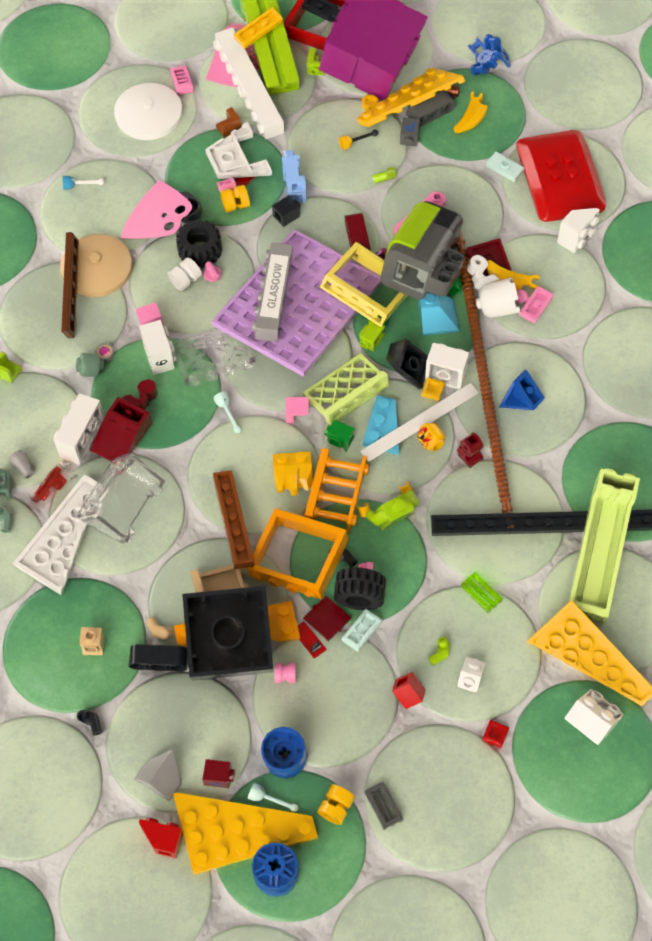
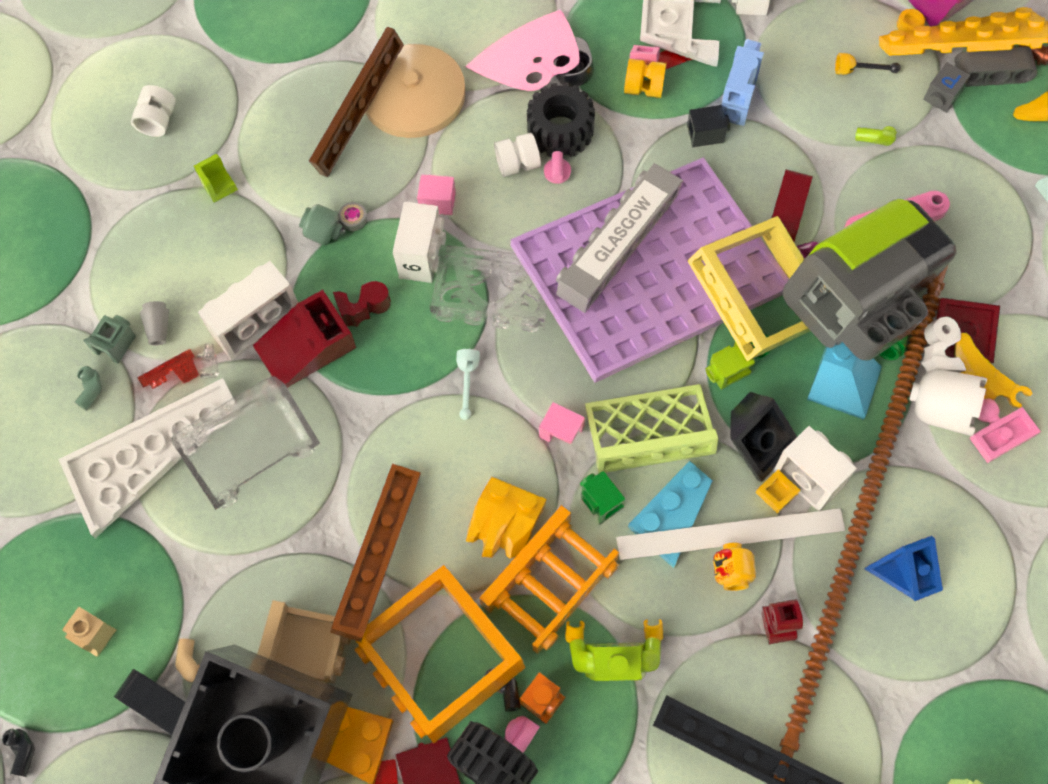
camera: 30 degrees right, 5 degrees up
(366, 549) = (542, 698): none -> orange brick

